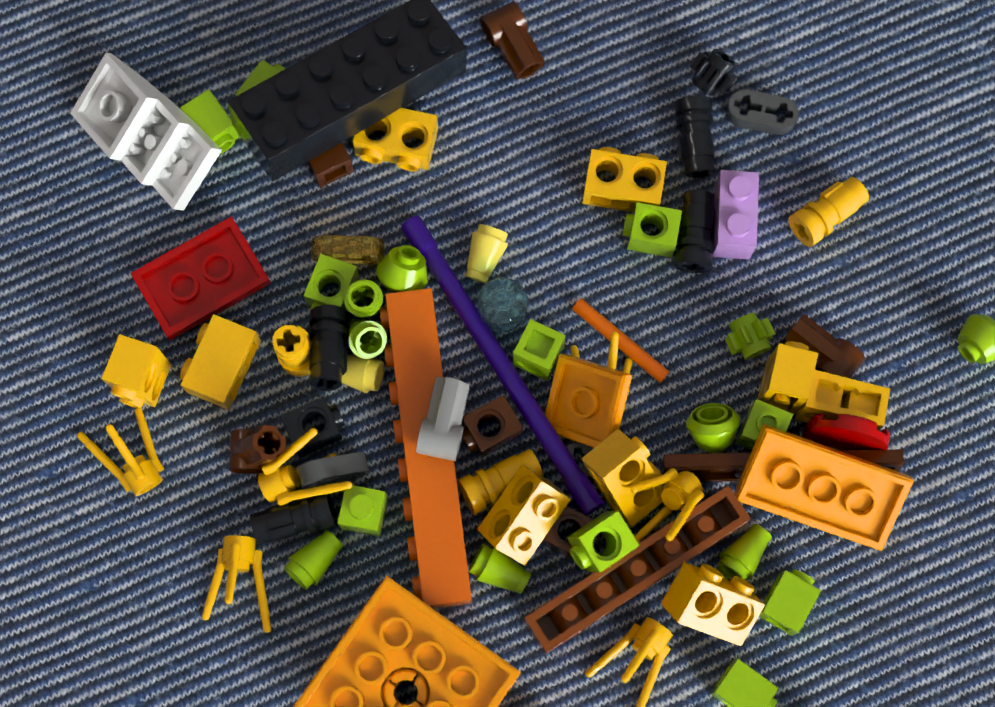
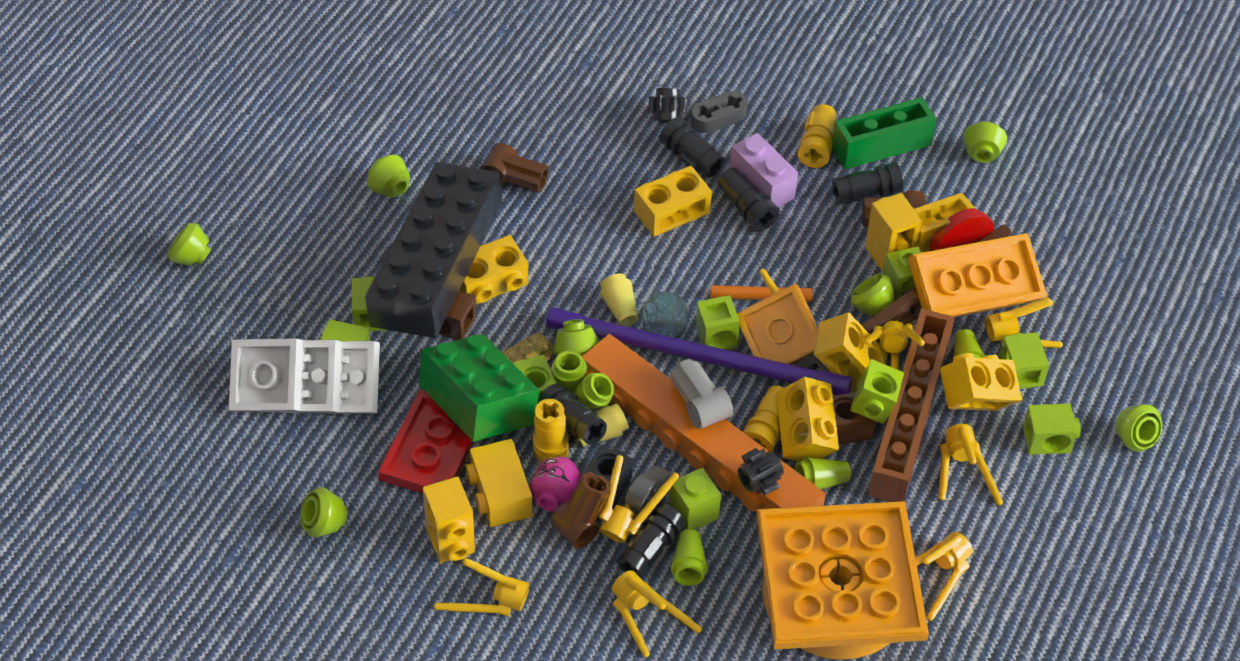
camera: 40 degrees left, 25 degrees down
(55, 279) = (322, 512): none -> lime cone
(261, 400) = (554, 482): none -> dark pink head
(269, 258) = (478, 387): none -> green brick
(421, 541) = (760, 471): none -> black gear
(503, 415) = (738, 385): reddish brown brick -> none
(664, 218) = (719, 214): lime brick -> none
(750, 336) = (843, 231): lime gear -> none
(809, 550) = (1007, 322): none -> yellow plant
(820, 299) = (868, 184): none -> black axle
(889, 258) = (883, 133): none -> green brick

